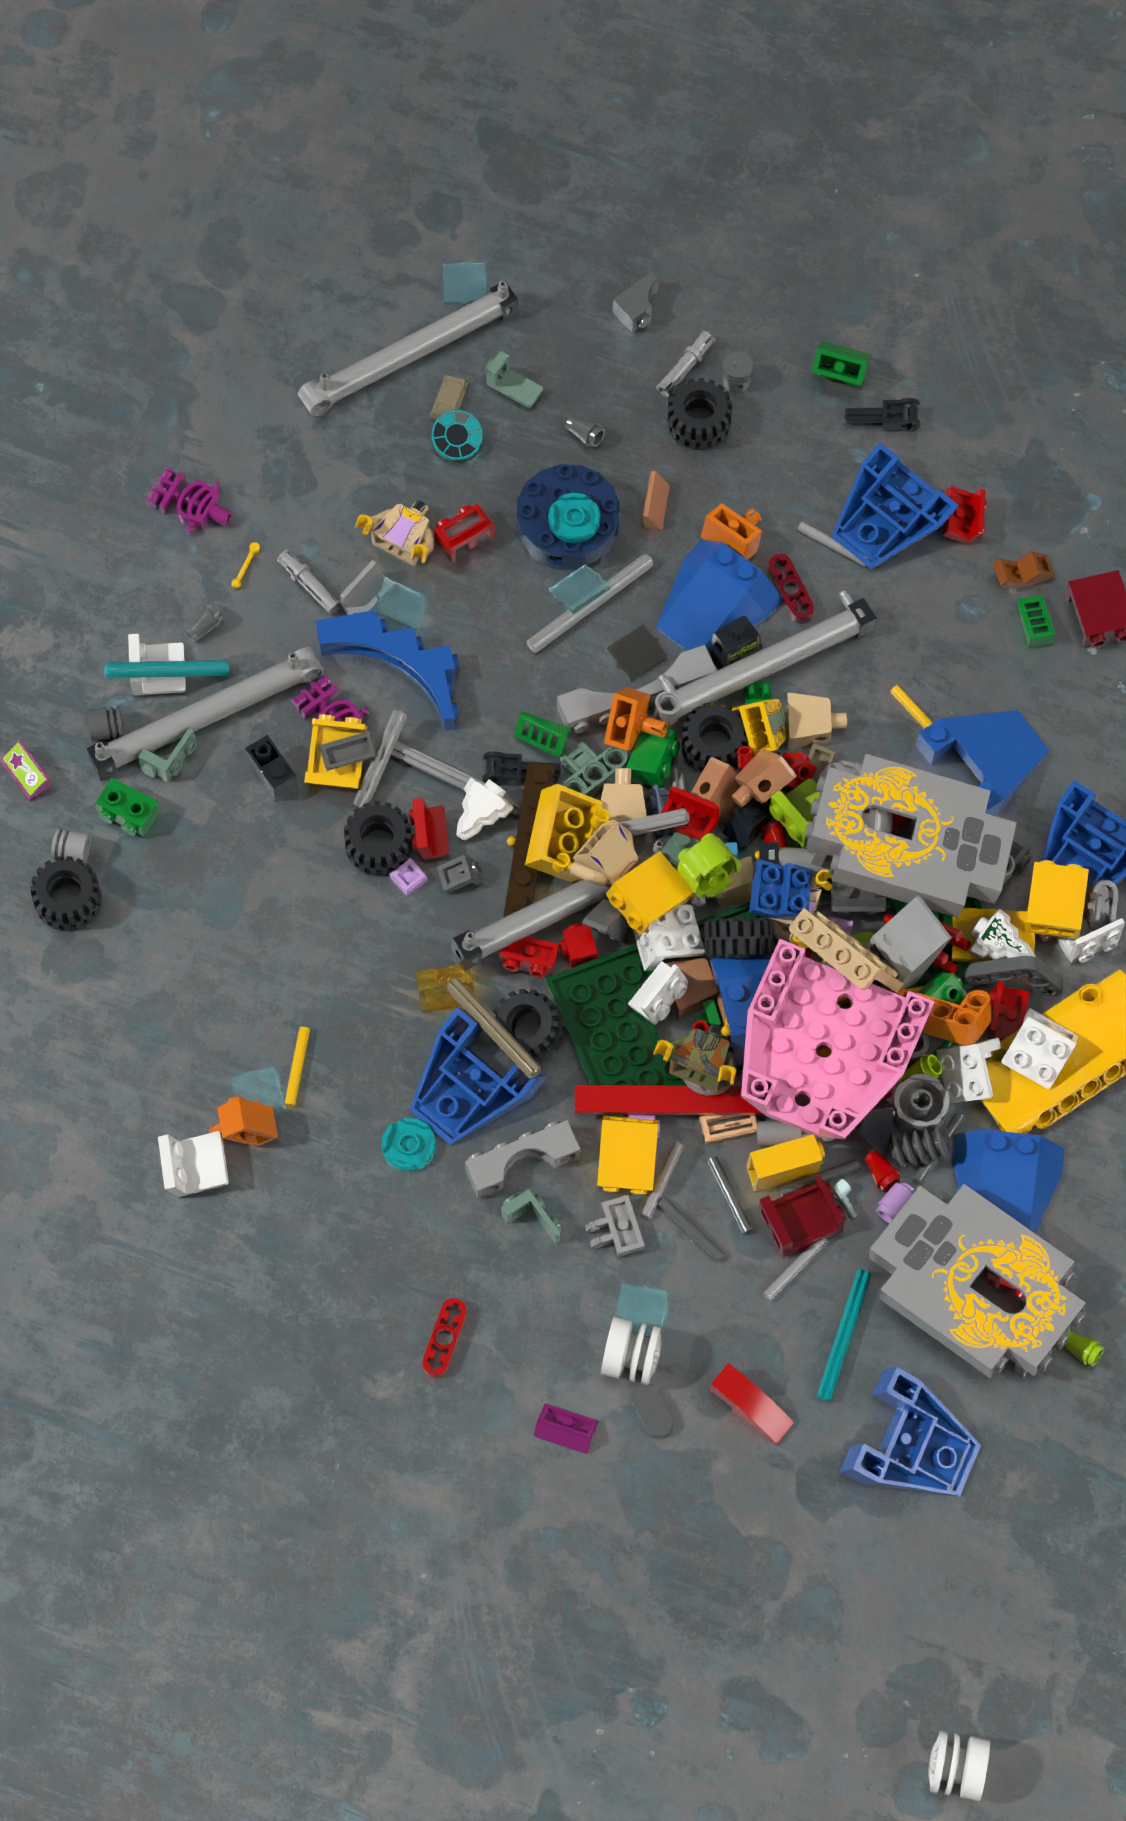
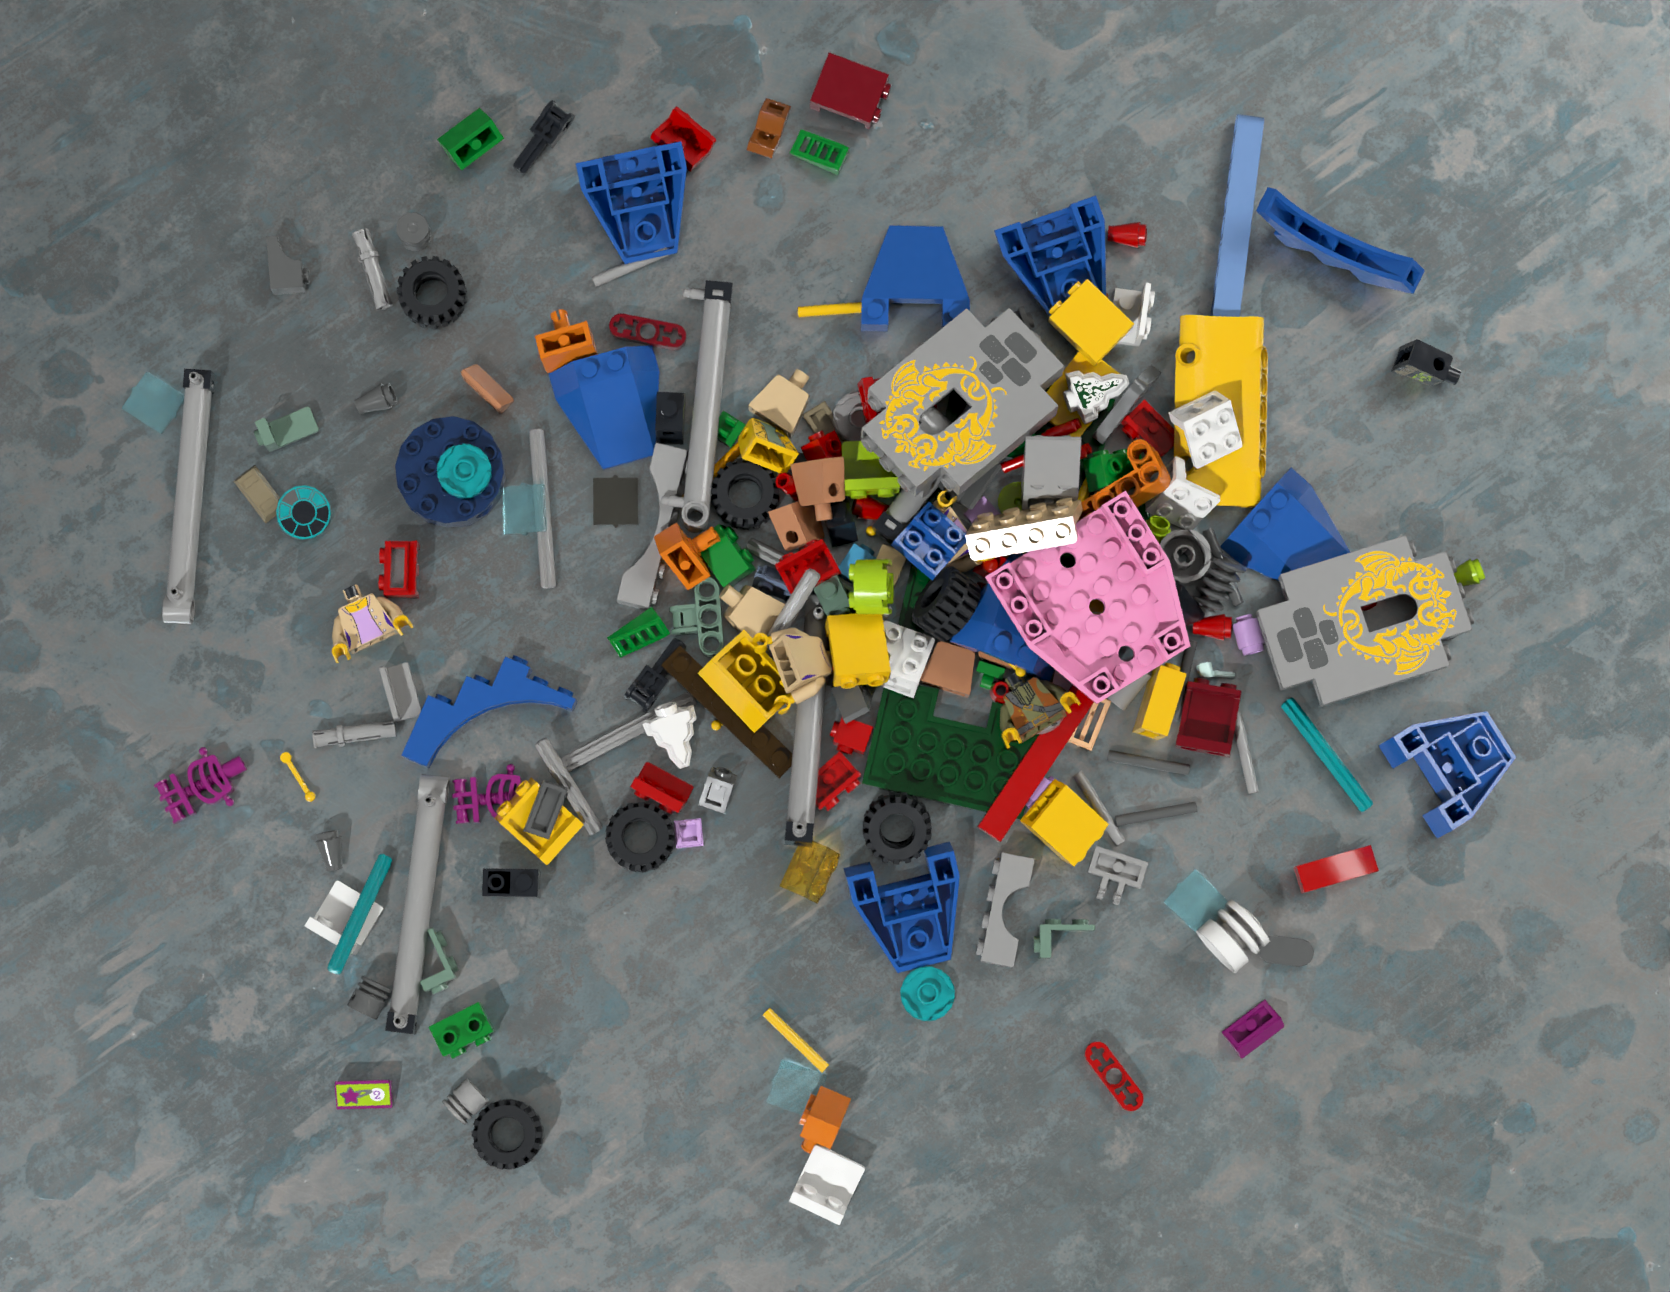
camera: 60 degrees left, 15 degrees up
(399, 604) = (432, 672): clear light blue piece -> none
(493, 1028) = (886, 860): dark tan axle -> none
(659, 992) = (944, 701): white bracket -> none
(1101, 904) = (1119, 289): dark grey bracket -> none

